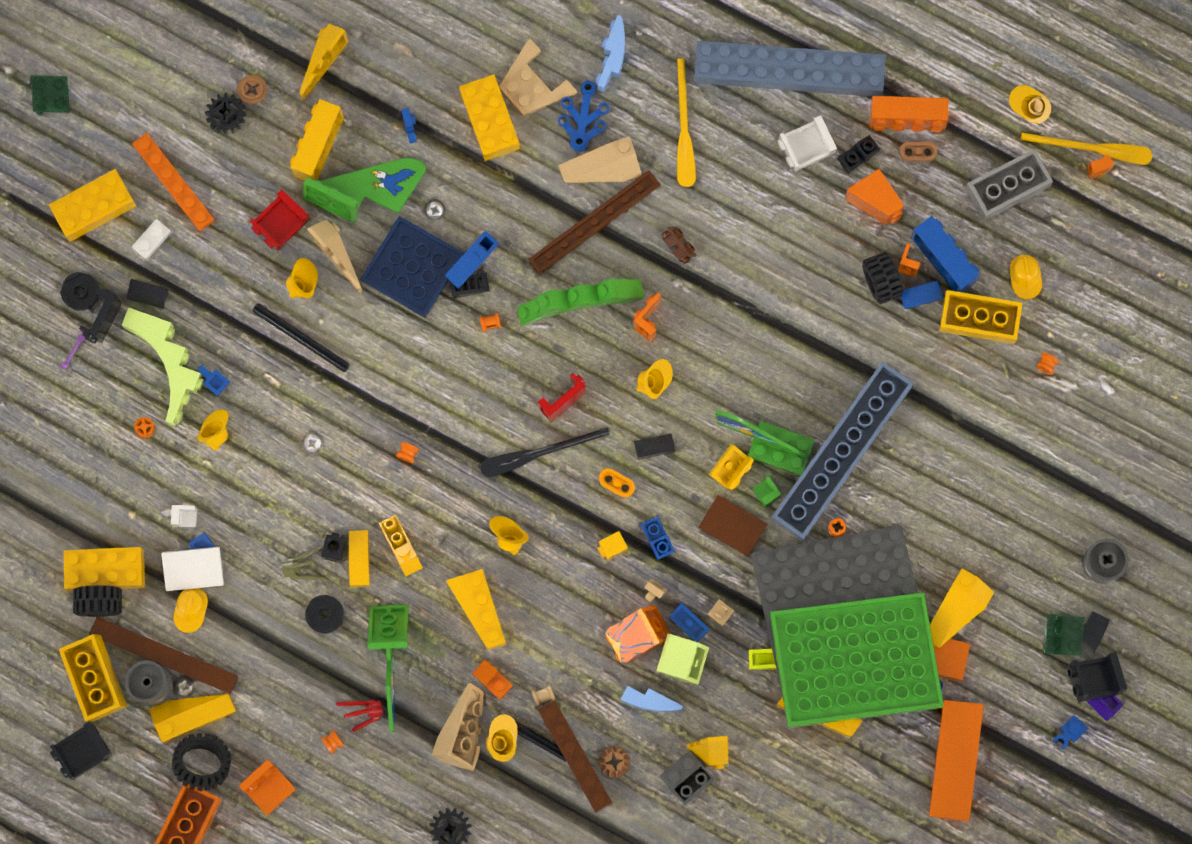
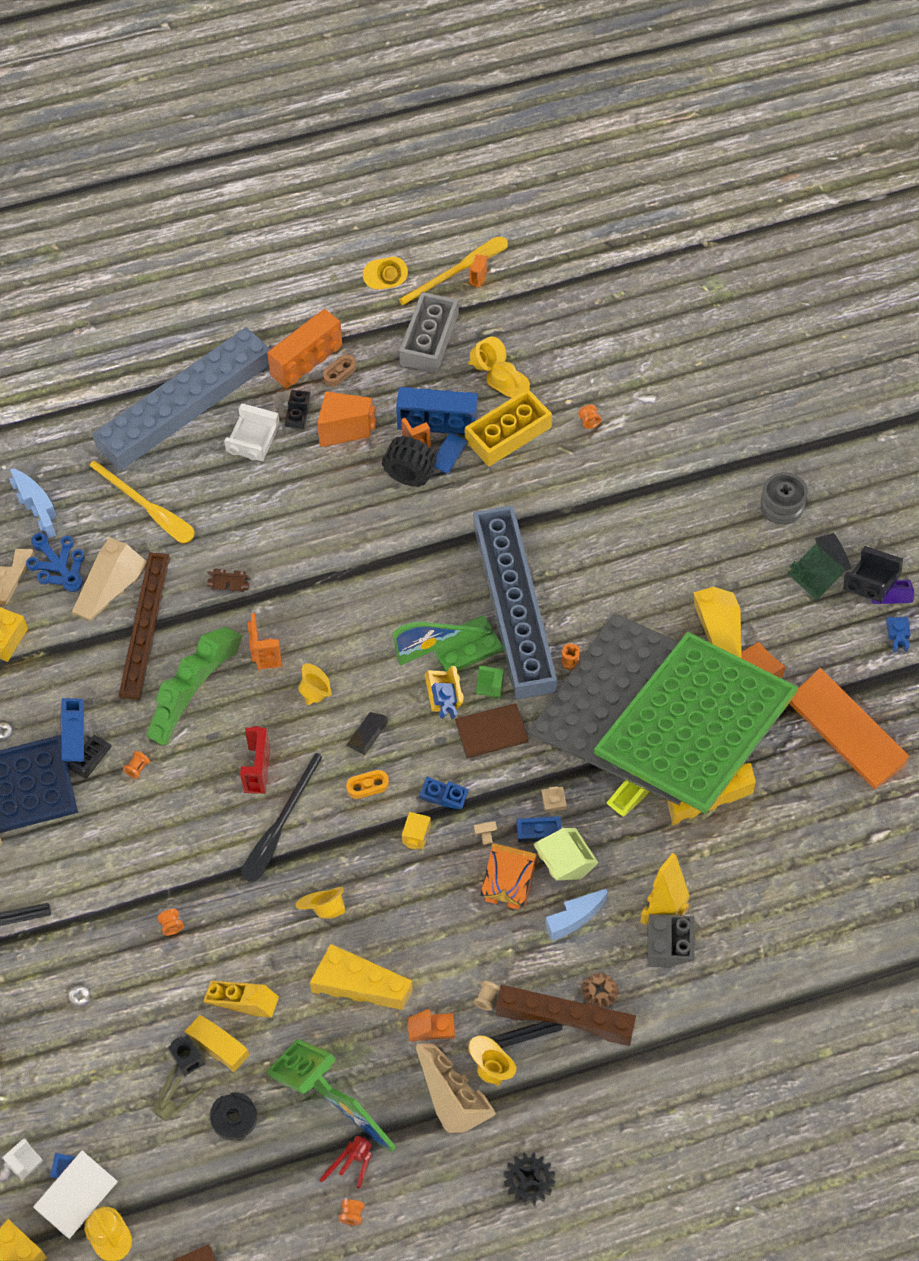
camera: 50 degrees left, 20 degrees down
(724, 474) = (445, 696): none -> plate
(1031, 243) = (487, 353): none -> yellow piece

